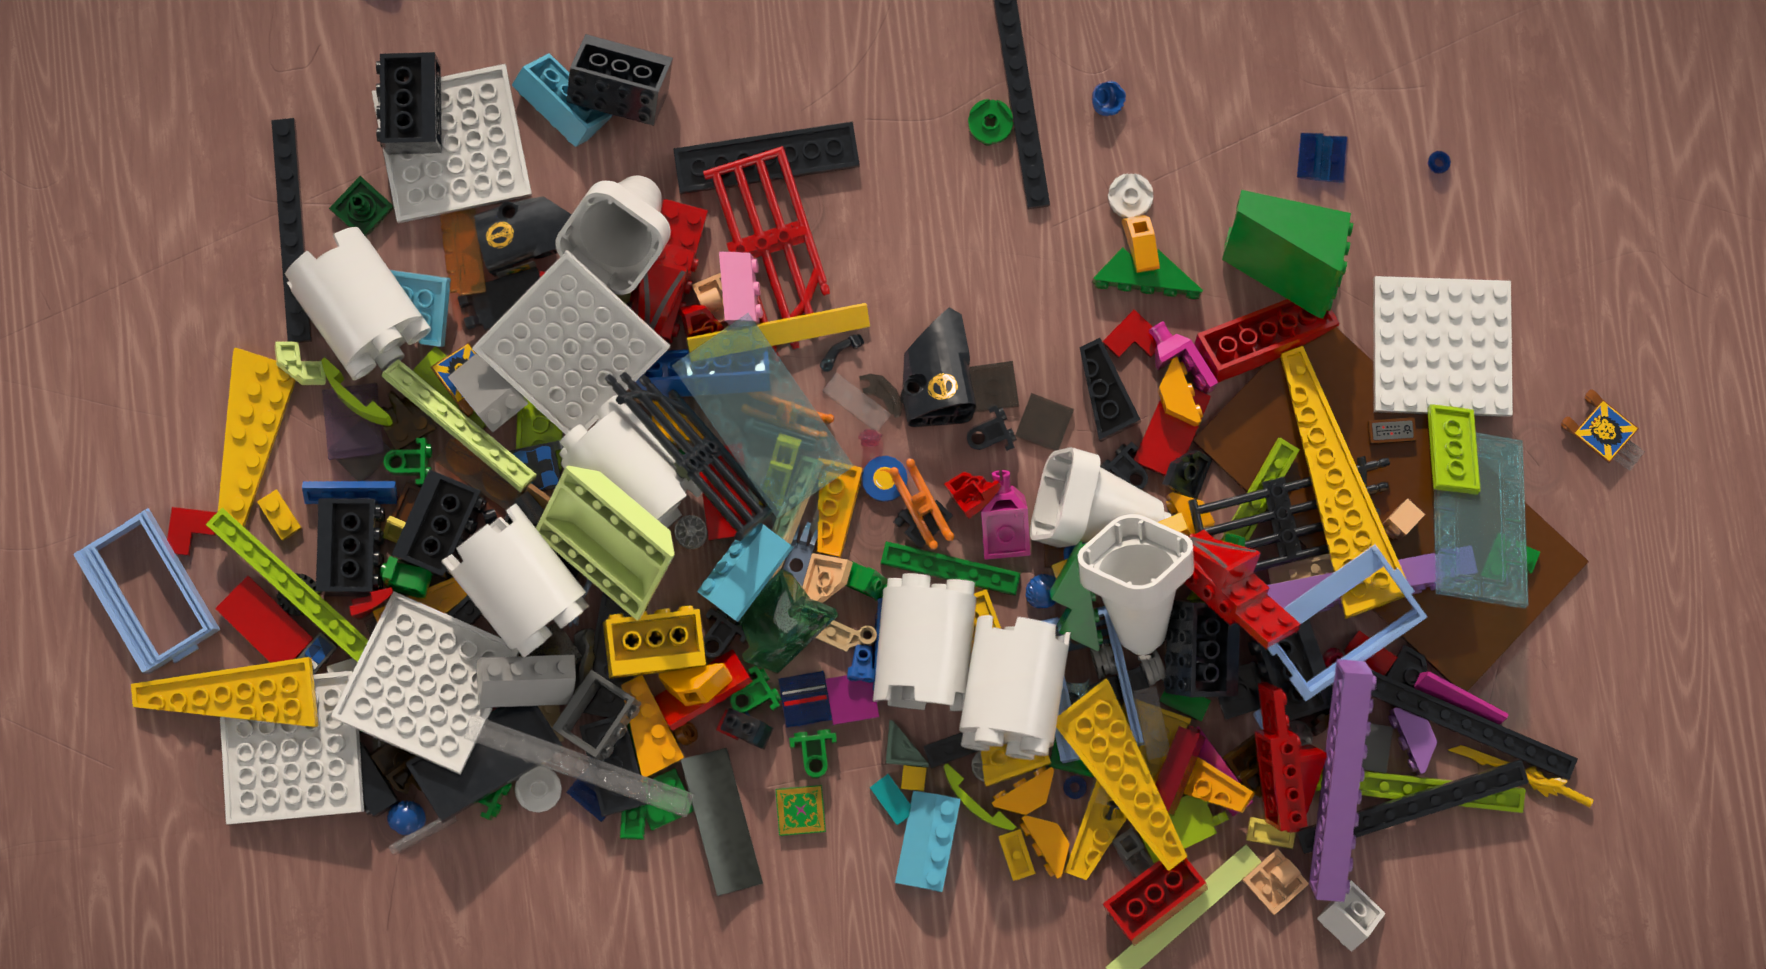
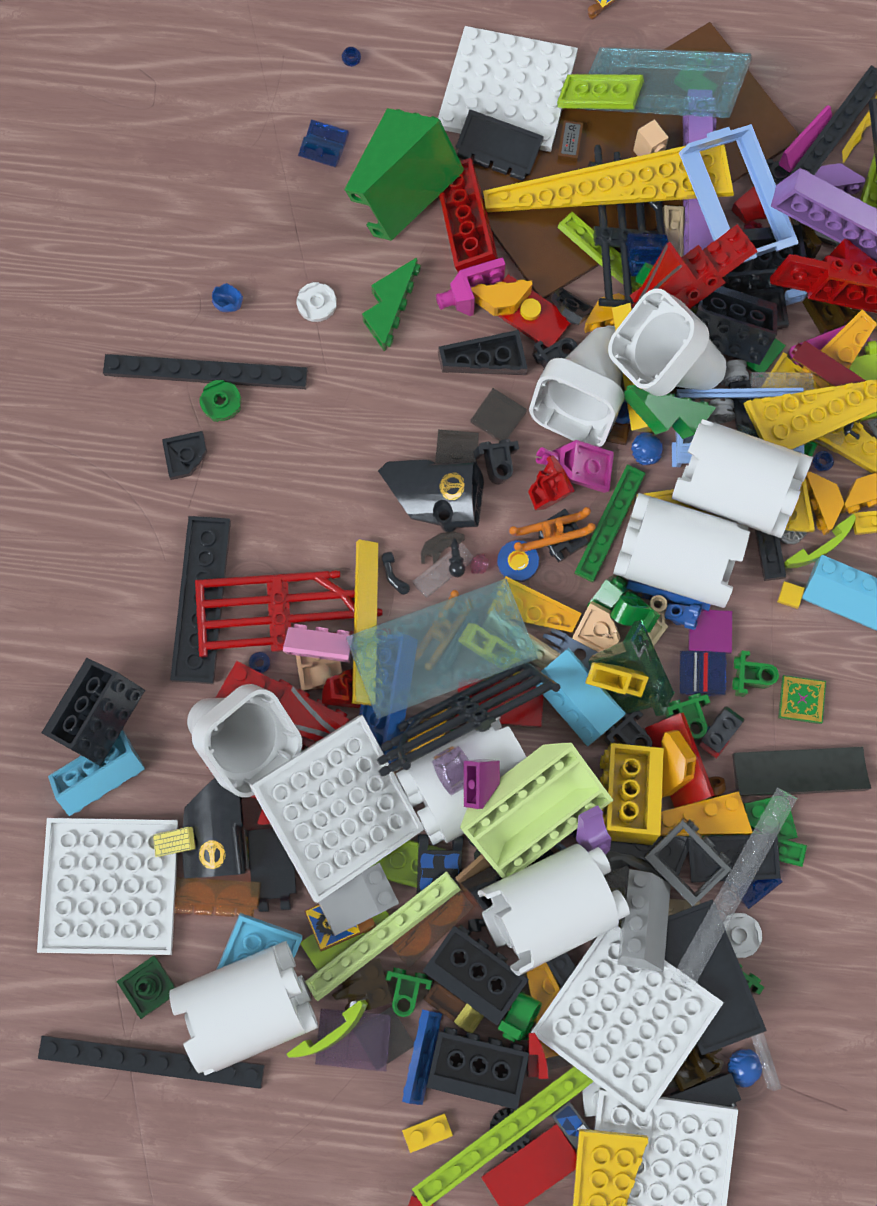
camera: 75 degrees left, 5 degrees down
(254, 415) = (323, 1137): yellow wing -> none
(302, 371) = (279, 1090): yellowish green tile -> none
(409, 103) = (58, 901): black brick -> none
(506, 195) = (174, 841): none -> light yellow tile
(600, 608) = (592, 830): none -> medium lavender arch
(619, 475) = (480, 781): none -> magenta slope
(627, 448) = (450, 768): none -> clear purple piece
(691, 532) = (530, 739): light grey wheel -> none
(713, 228) = (259, 656): none -> clear blue plate
(771, 603) = (617, 679): none -> yellow slope
(851, 609) = (632, 609): none -> green pin
(859, 414) = (456, 567): none -> black bar
(891, 799) = (805, 617): teal tile -> none
(901, 750) = (762, 600): sand green tile -> none
(921, 99) = (184, 454): none -> black plate
(1131, 330) = (435, 325): red tile -> none
(1141, 242) = (361, 295): light orange slope -> none
(1172, 429) = (530, 309): none -> yellow tile
(1269, 539) = (644, 249): none -> clear blue slope
(1365, 350) = (498, 143): none -> black hinge

